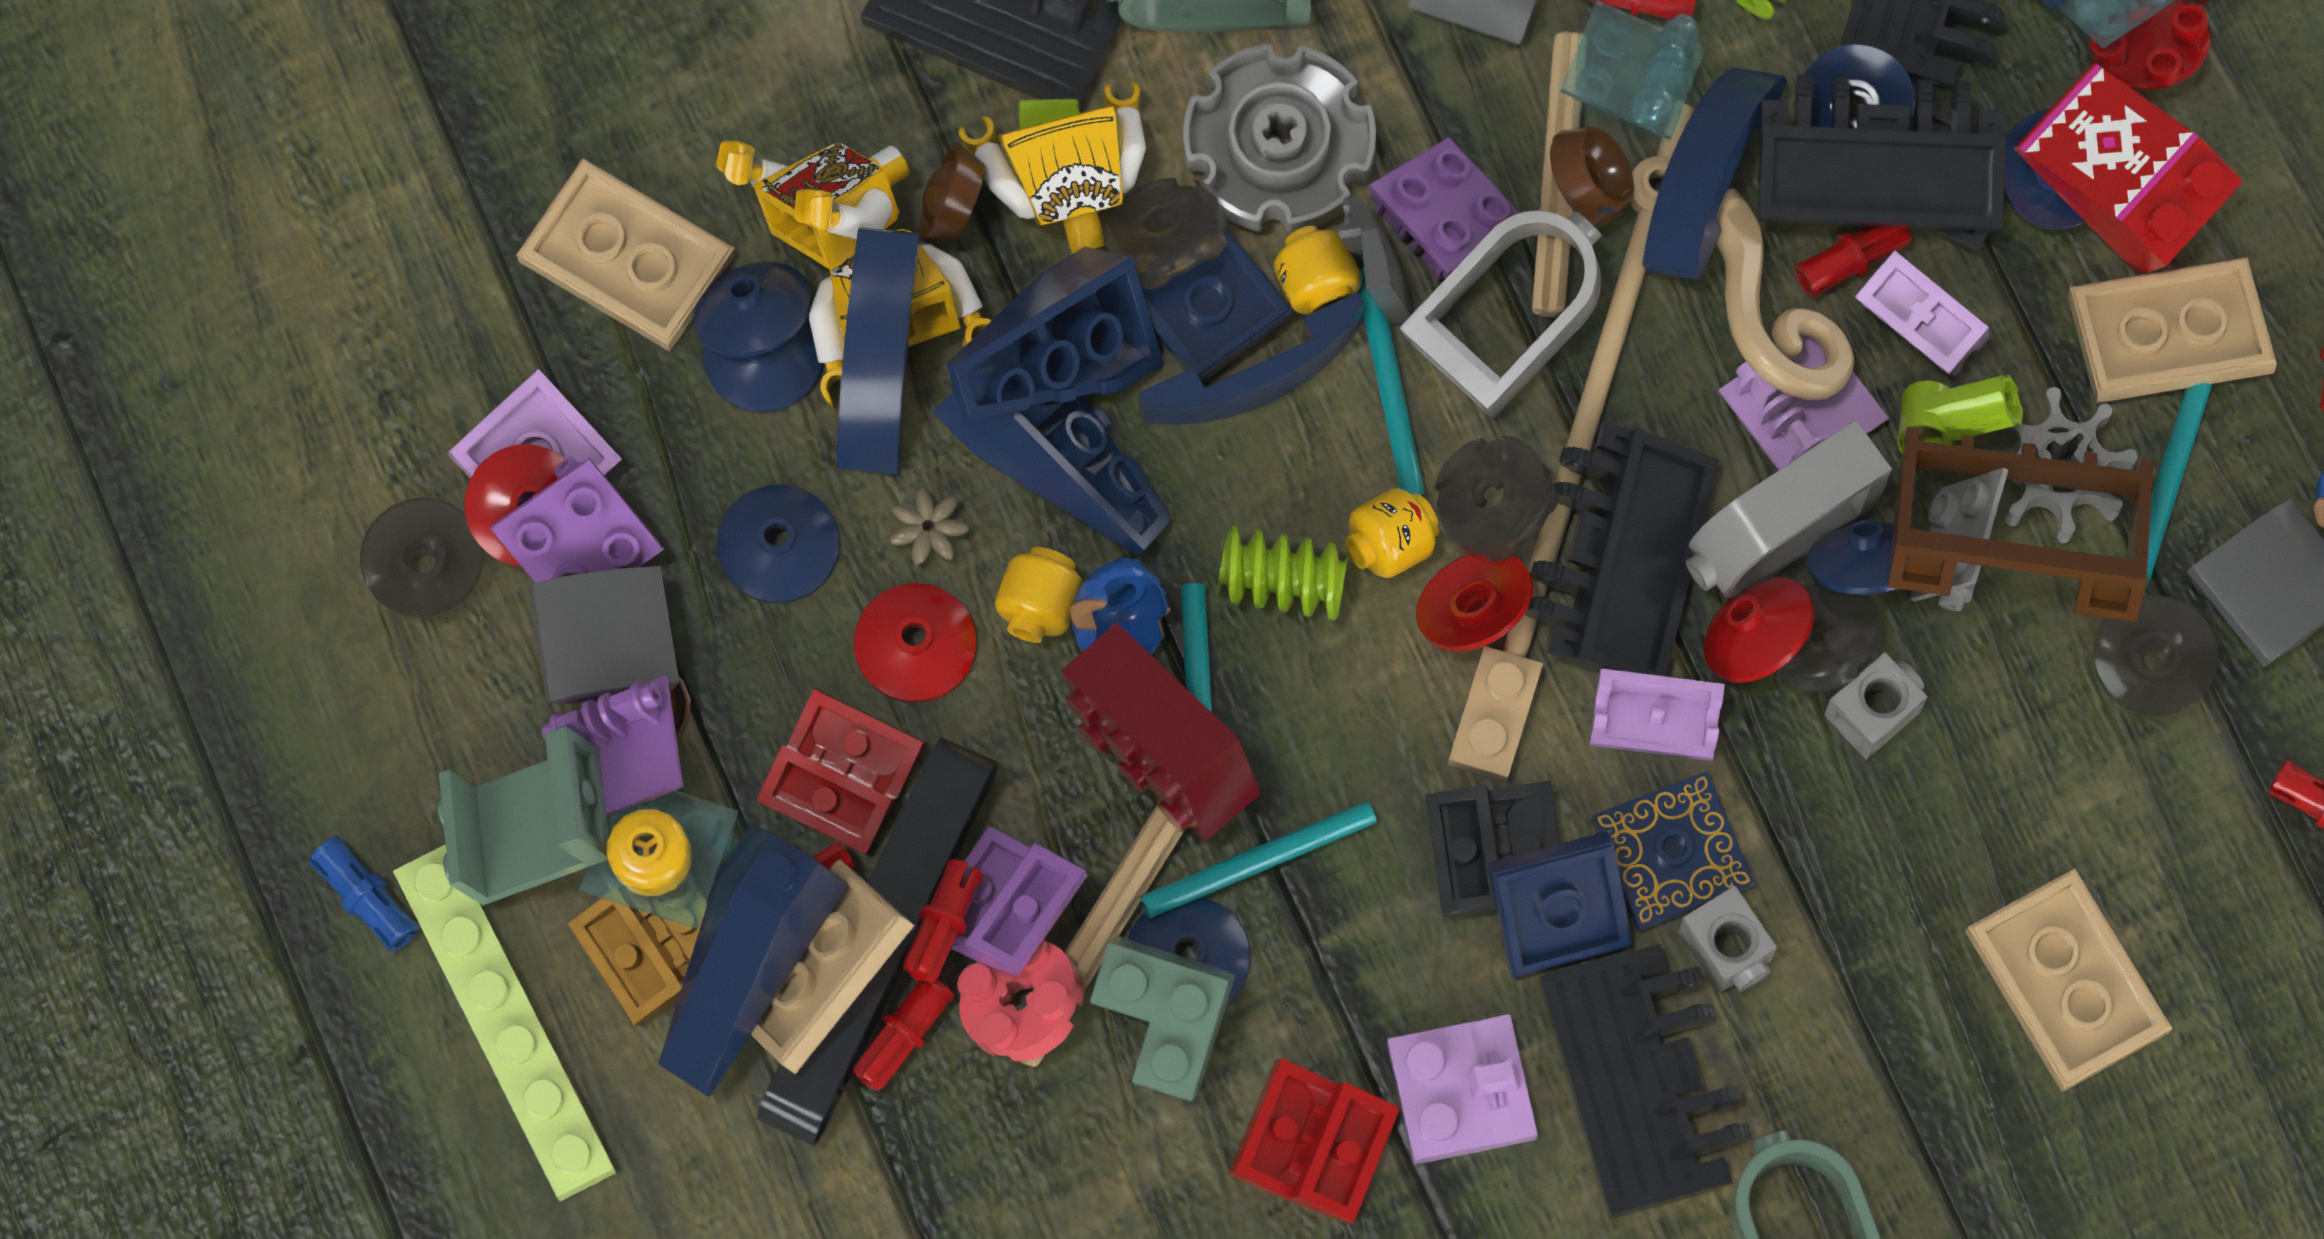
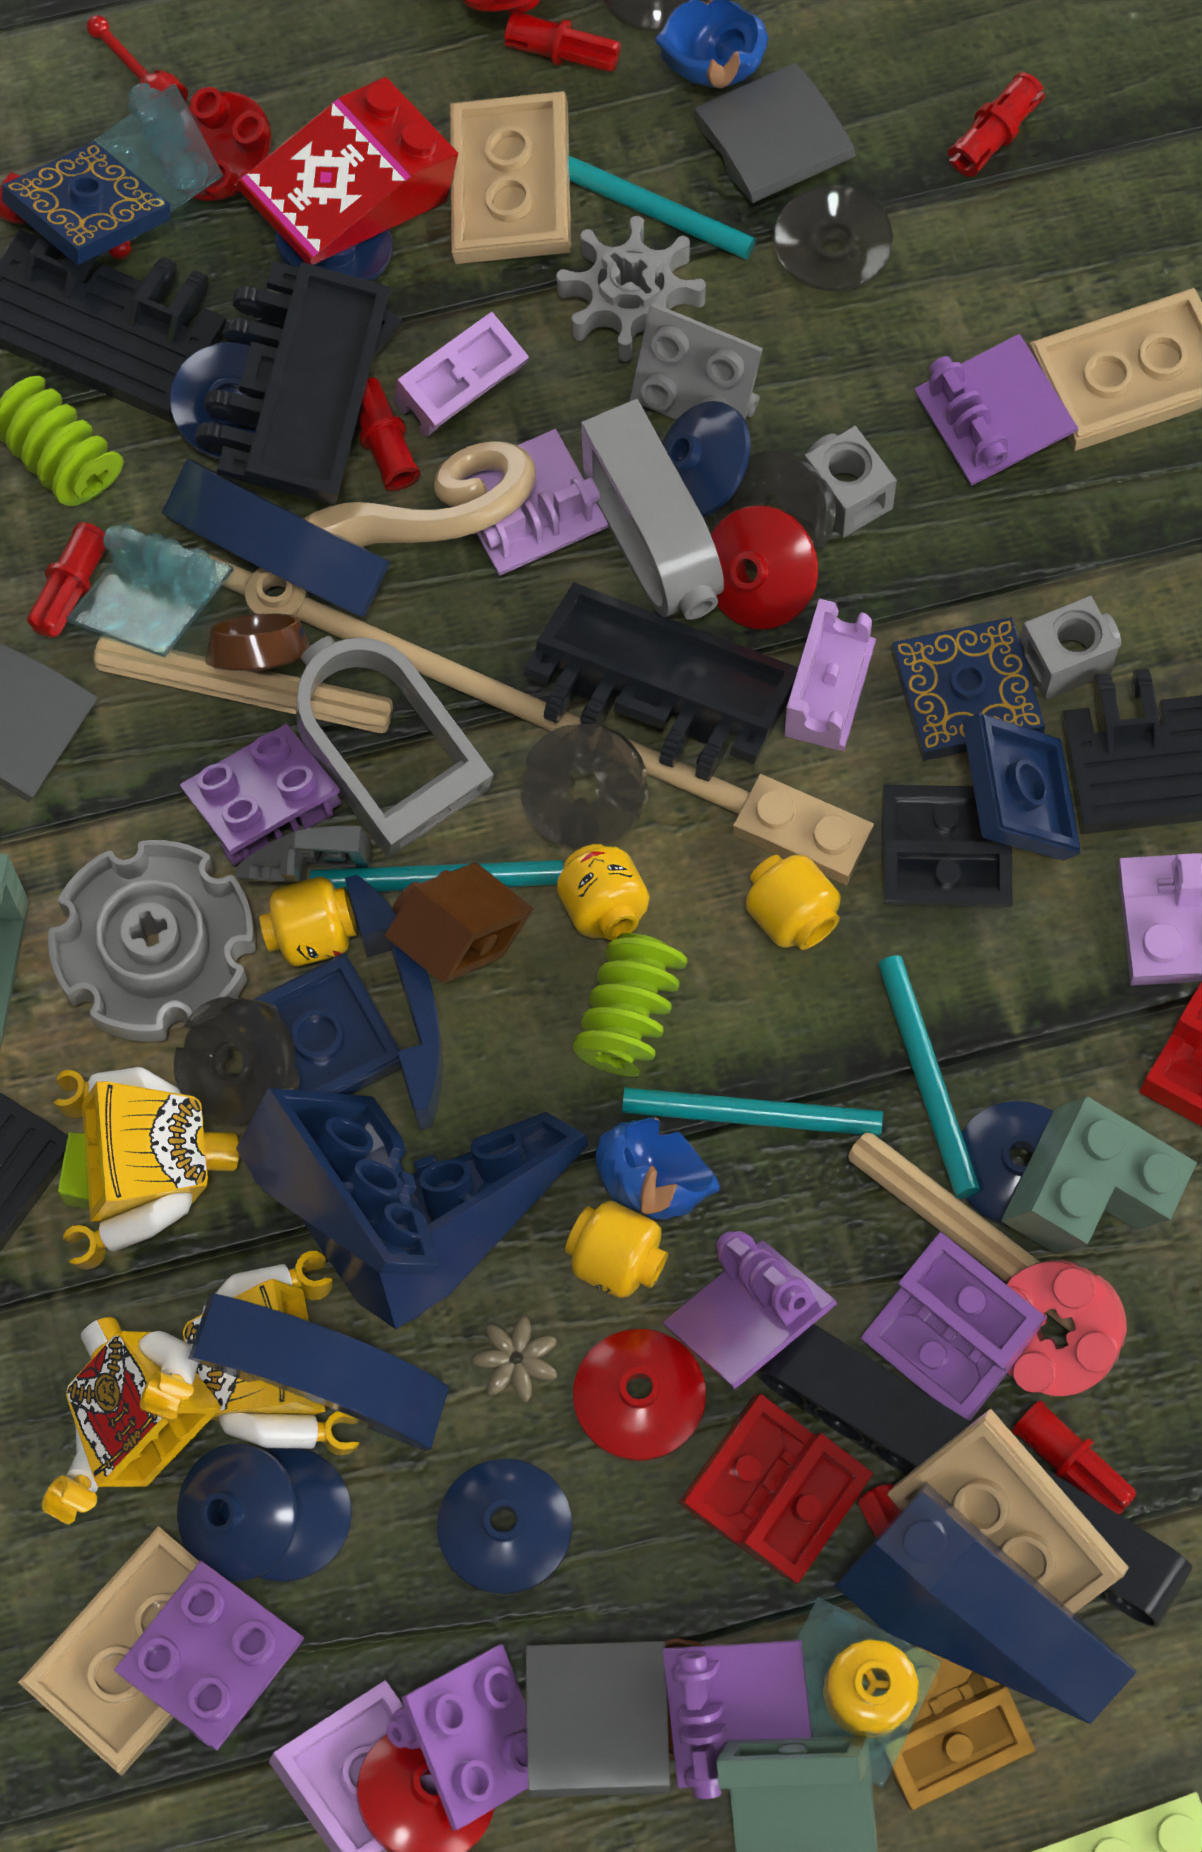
camera: 80 degrees left, 5 degrees down
(623, 308) = (209, 1655): none -> medium lavender hinge
(942, 921) = (971, 1389): red axle -> none
(950, 196) = (151, 1278): reddish brown hat -> none
(998, 718) = (748, 1309): none -> medium lavender hinge
(1159, 734) = (801, 1135): dark red brick -> none
(1329, 399) = (457, 921): none -> reddish brown brick
(1408, 707) = (793, 901): none -> yellow head
(1473, 602) = (666, 830): red dish -> none
(1928, 559) = (736, 381): reddish brown hinge -> none
(1967, 409) = (570, 378): lime piece -> none
(1990, 842) = (994, 408): none -> medium lavender hinge

